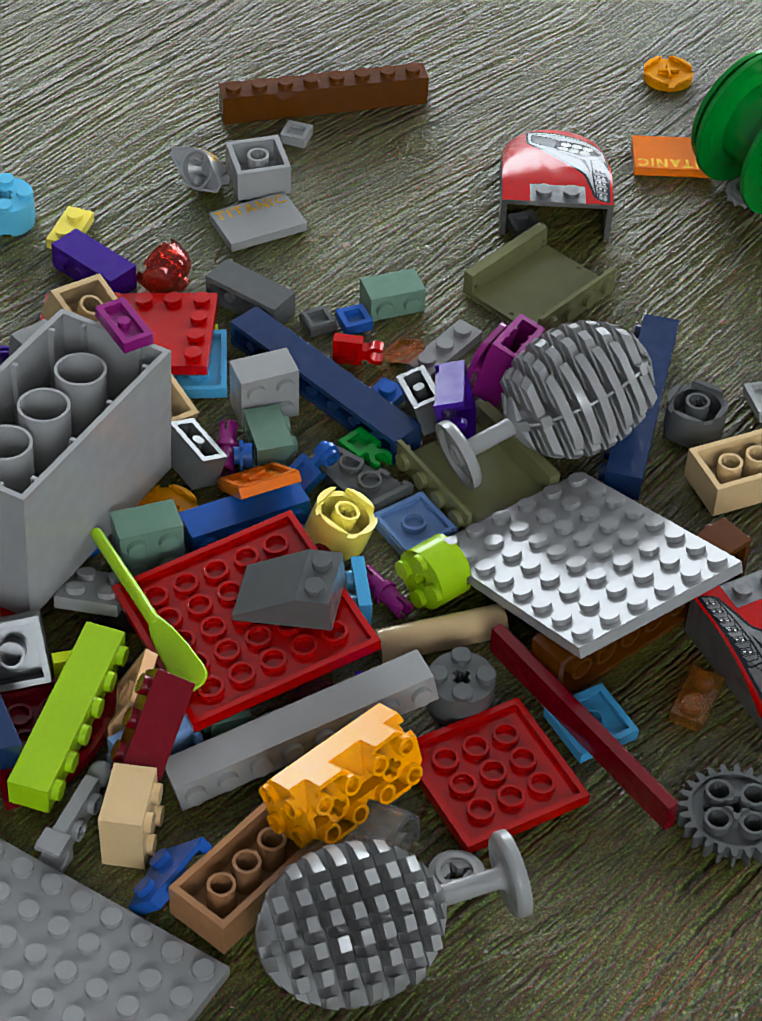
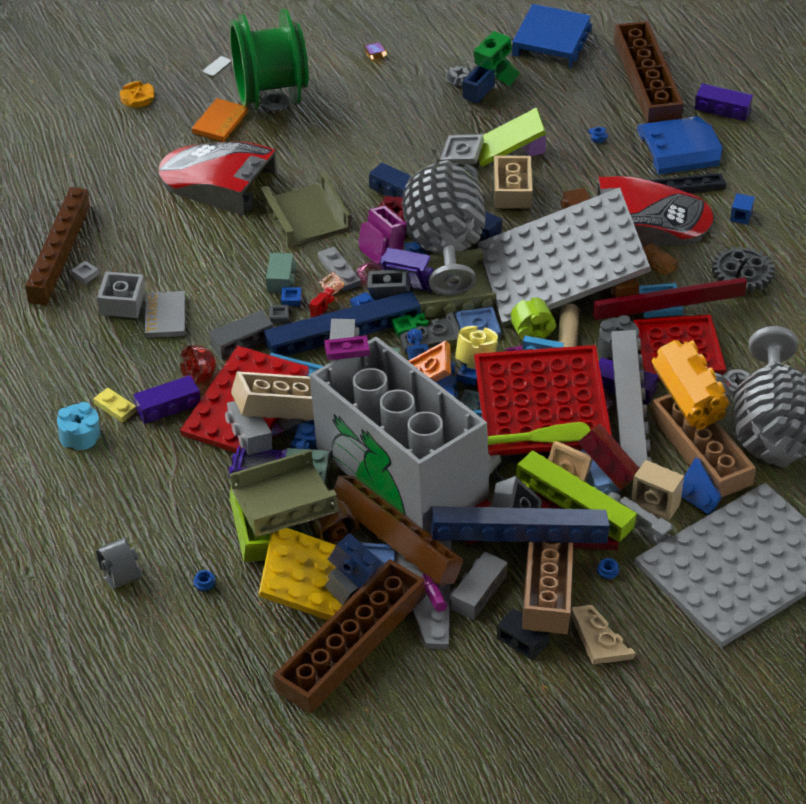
camera: 65 degrees left, 0 degrees up
(200, 168) = (103, 323): light grey hat -> none
(293, 590) = (545, 366): dark grey slope -> none

